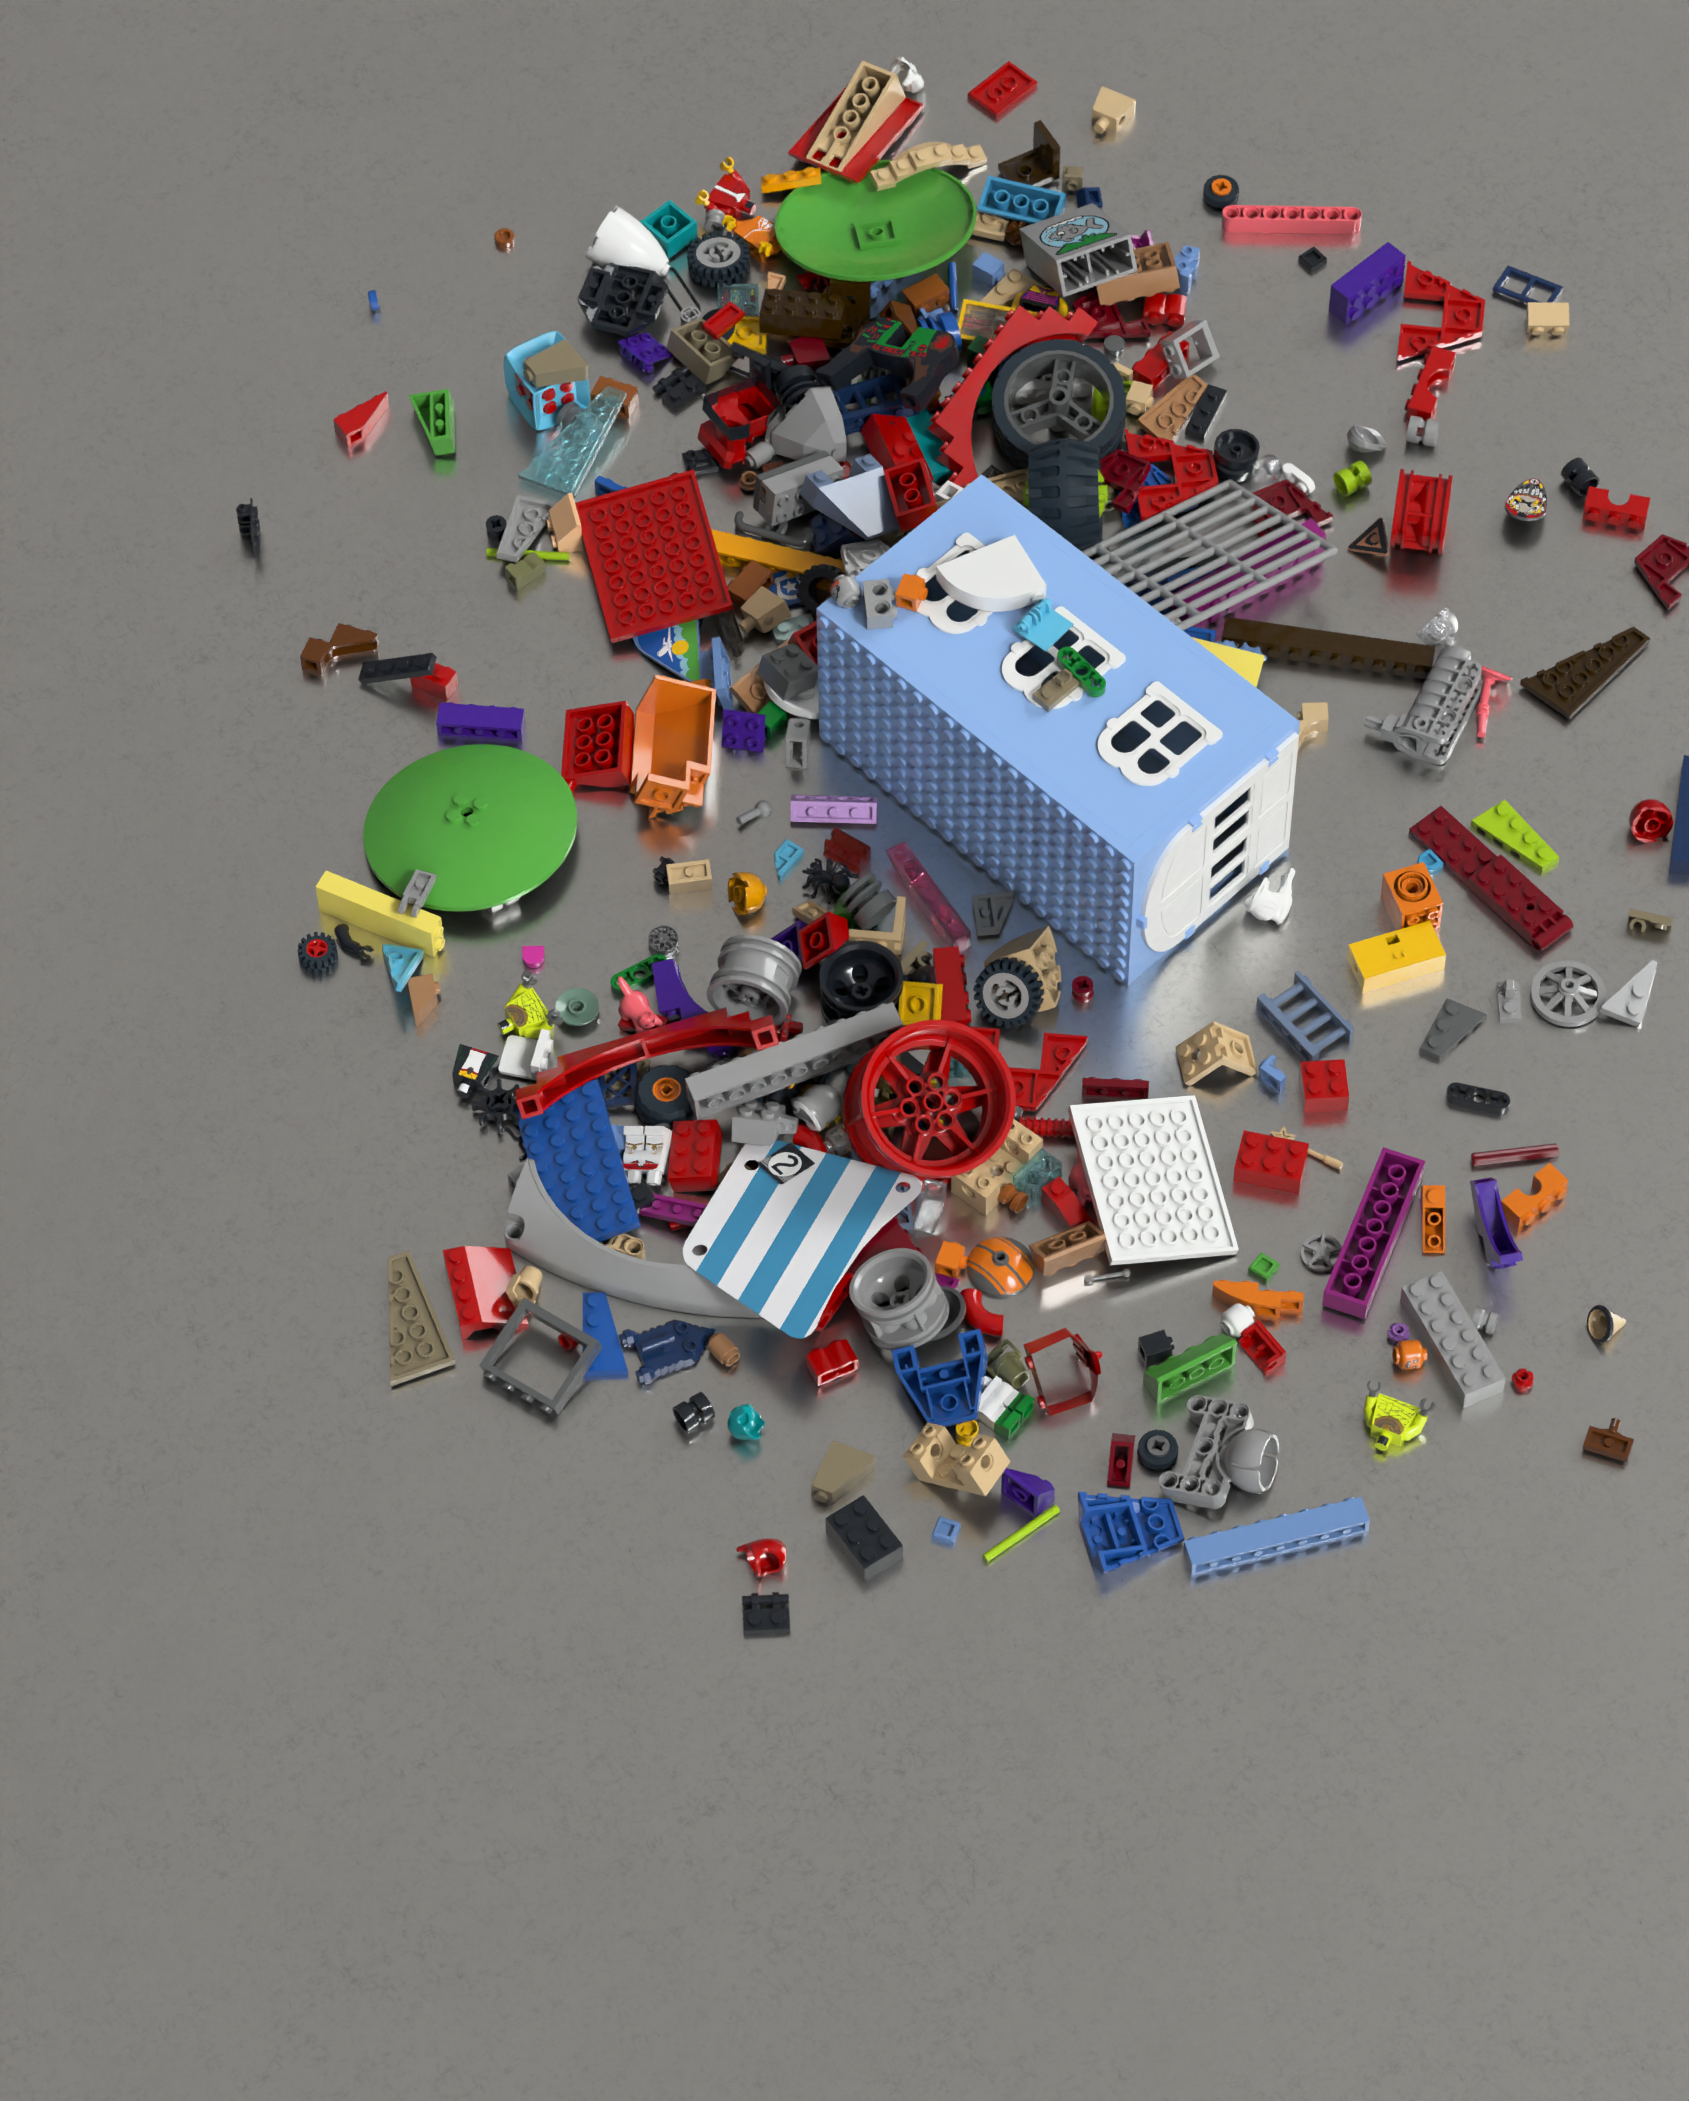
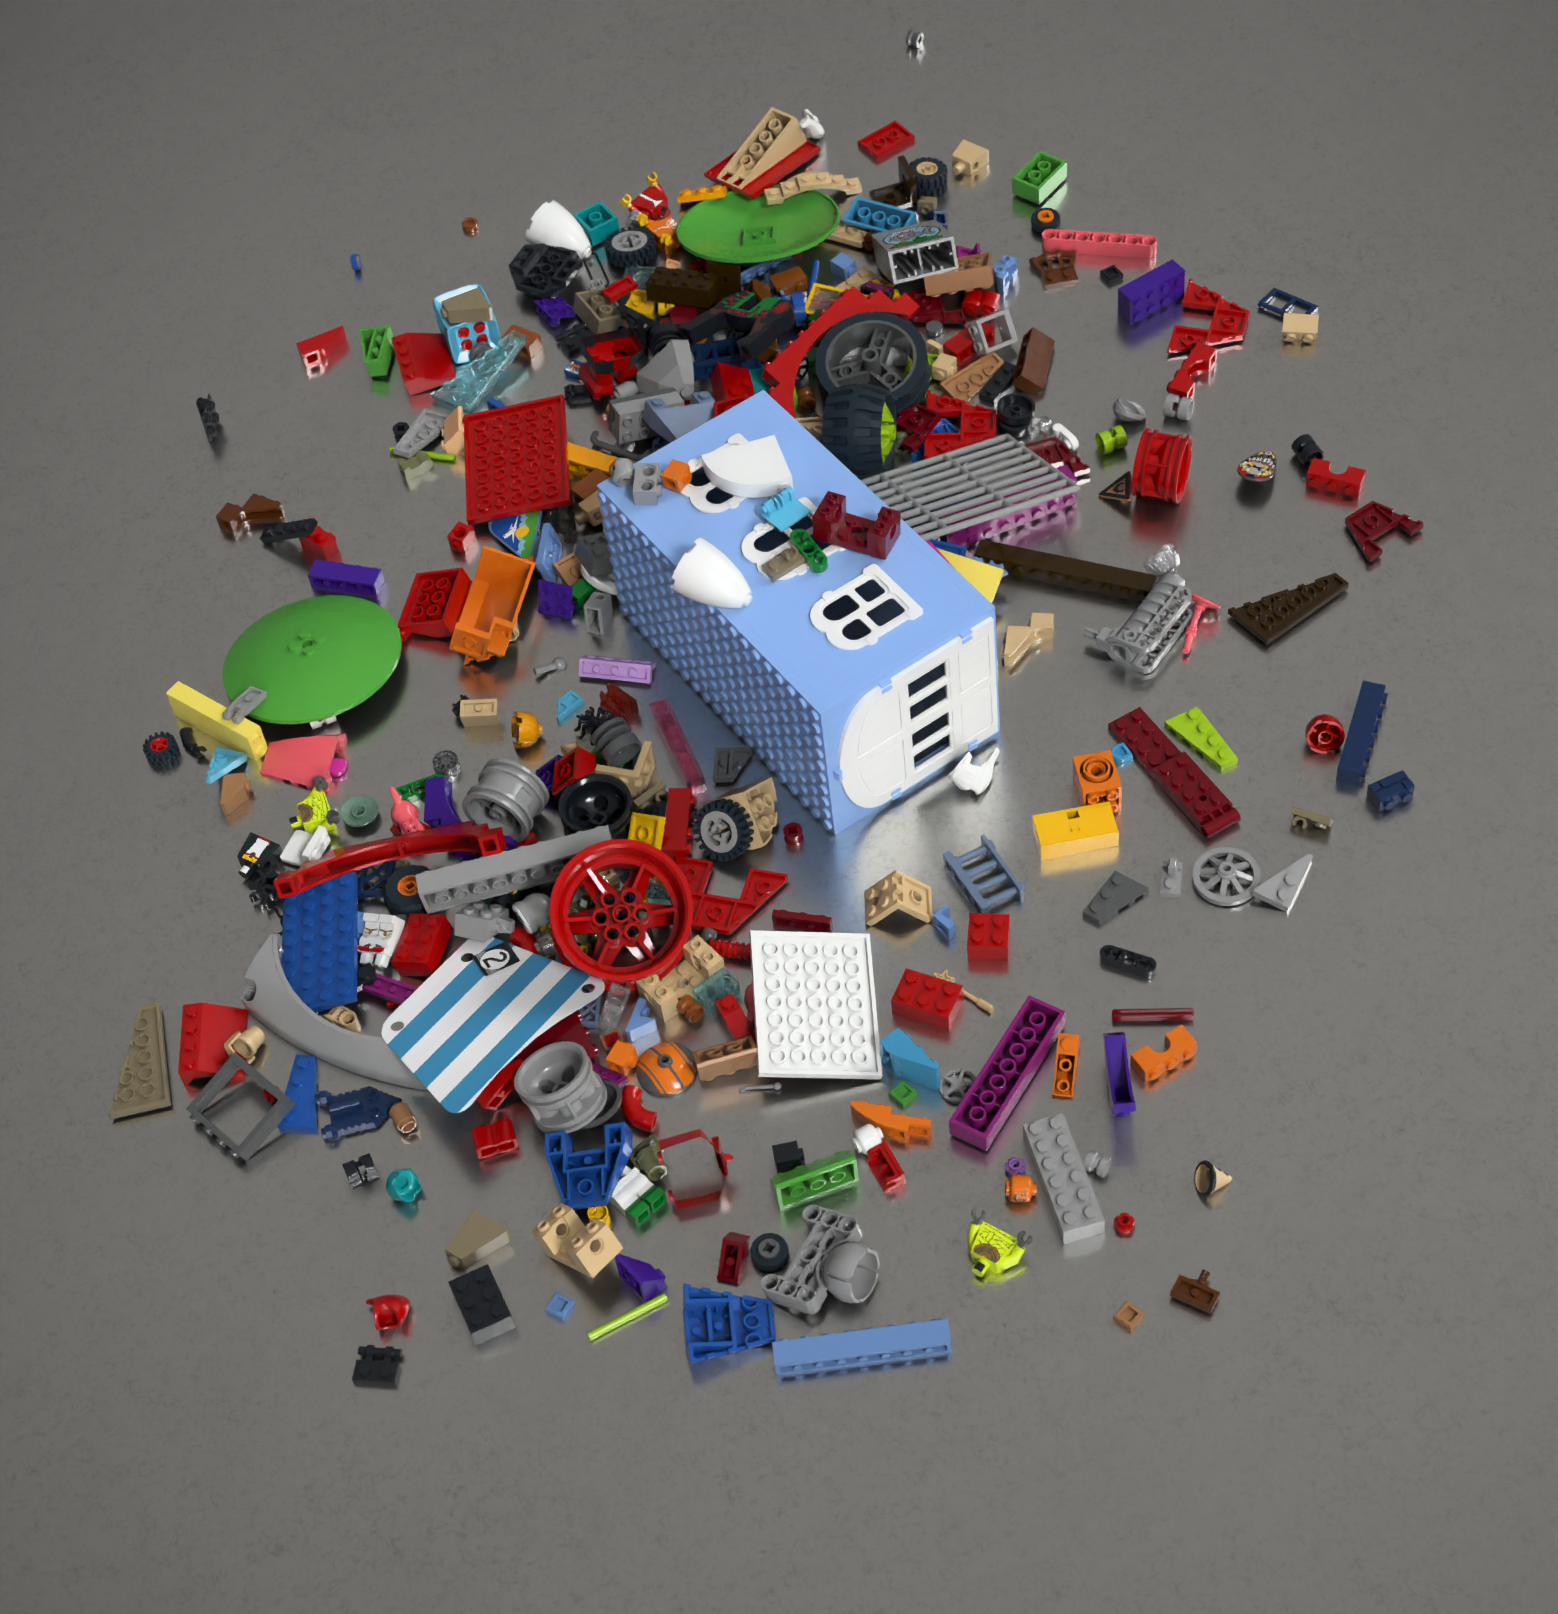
camera: 15 degrees right, 5 degrees down
(490, 951) = (302, 759): none -> coral wedge
(498, 431) = (423, 361): none -> red slope
(607, 659) = (461, 537): none -> red brick
(688, 428) = (573, 368): none -> tile
(778, 343) = (663, 308): none -> yellow wheel
(932, 1242) = (610, 1038): none -> tile
(962, 1221) = (640, 1023): none -> medium blue slope
(981, 450) = (806, 399): none -> dark orange wheel
(984, 716) = (711, 578): none -> white cylinder
(1073, 138) = (929, 176): none -> black wheel
(1107, 641) = (837, 527): none -> dark red plate
(1204, 133) = (1039, 177): none -> bright green brick
(1242, 382) = (1033, 361): none -> reddish brown brick
(1249, 266) = (1056, 277): none -> reddish brown plate
(1266, 1231) = (908, 1060): none -> dark azure slope
(1543, 1473) = (1128, 1316): none -> medium nougat tile

